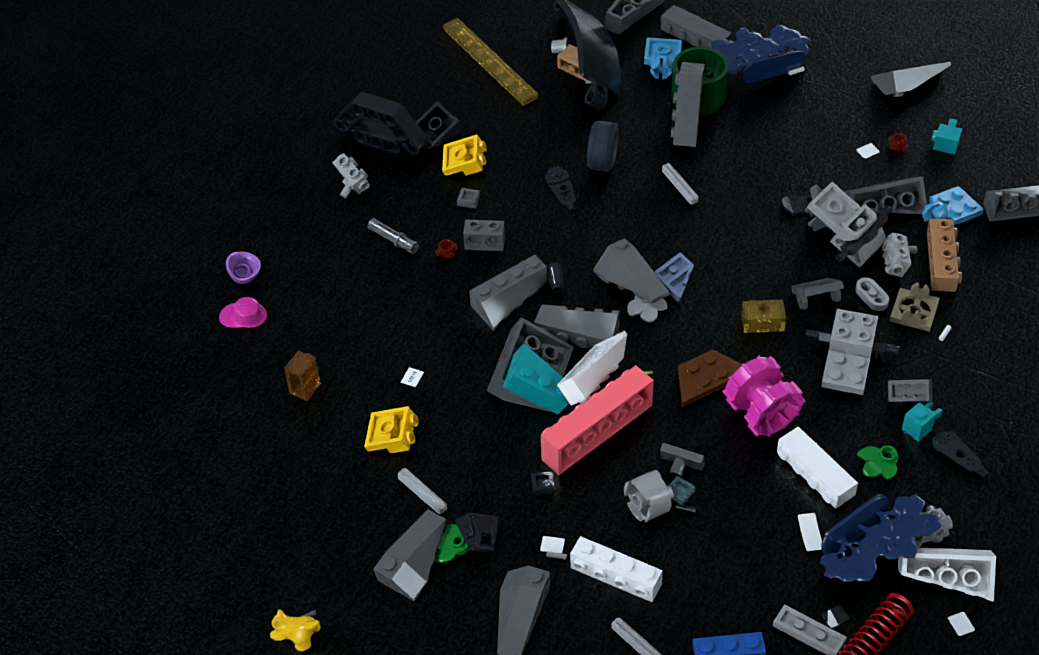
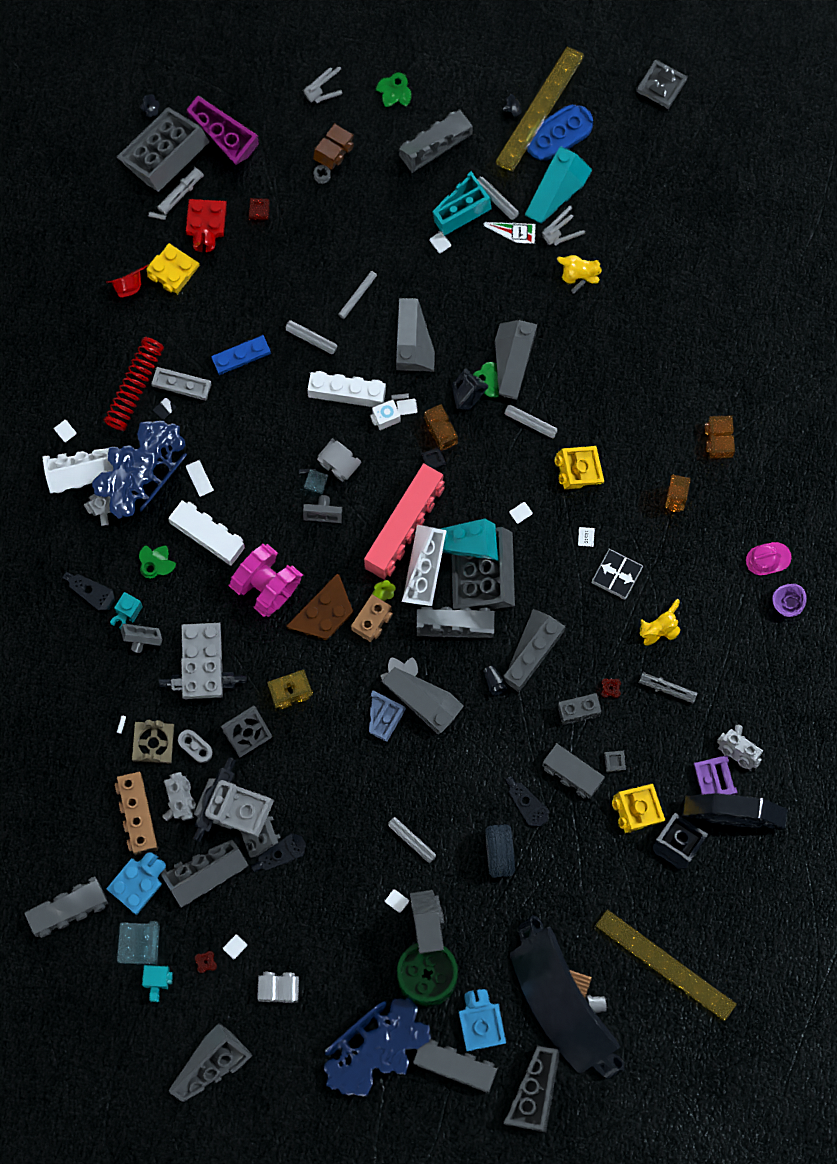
camera: 160 degrees right, 25 degrees up
(231, 426) = (720, 437): none -> clear orange piece
(371, 278) = (664, 625): none -> yellow animal
(390, 164) = (708, 777): none -> medium lavender plate
(396, 335) = (617, 574): none -> black tile
(469, 414) = (521, 512): none -> white sticker
(510, 194) = (572, 771): none -> dark grey brick
(524, 507) = (441, 427): none -> clear orange piece
(579, 527) = (385, 415): none -> white brick
(660, 353) = (371, 618): none -> medium nougat brick
(708, 150) = (397, 901): none -> white sticker
(836, 109) = (278, 988): none -> light grey brick
(957, 165) = (138, 943): none -> clear light blue bracket

